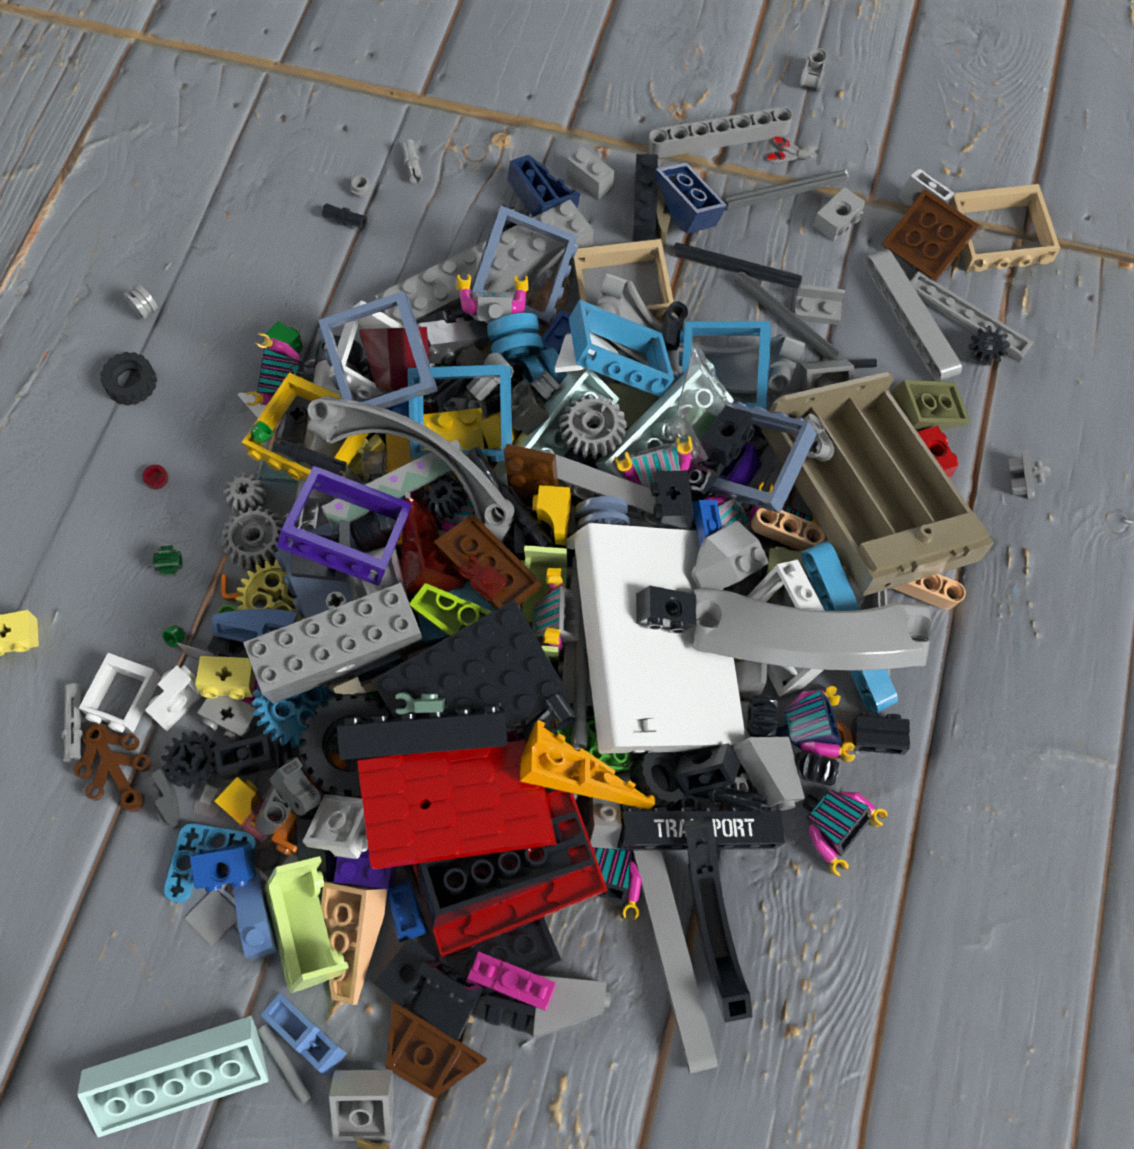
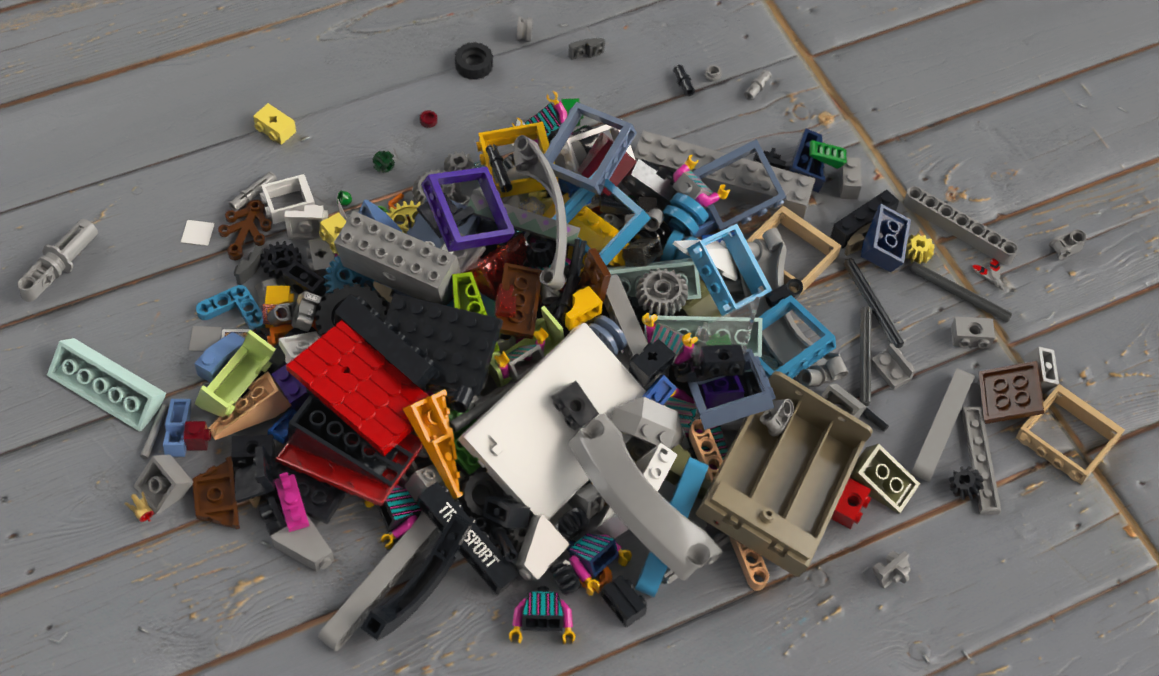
camera: 45 degrees right, 10 degrees down
(66, 821) = (197, 232): none -> white sticker
(207, 871) = (227, 311): blue brick -> none
(221, 264) = (591, 47): none -> dark grey slope
(261, 432) = (492, 135): green hinge -> none
(335, 1021) = (196, 435): none -> dark red brick
(427, 703) = (404, 327): sand green plate -> none
(546, 384) = (666, 251): dark grey wheel -> none
(559, 165) = (833, 156): none -> green slope
(718, 180) = (919, 249): none -> light yellow gear

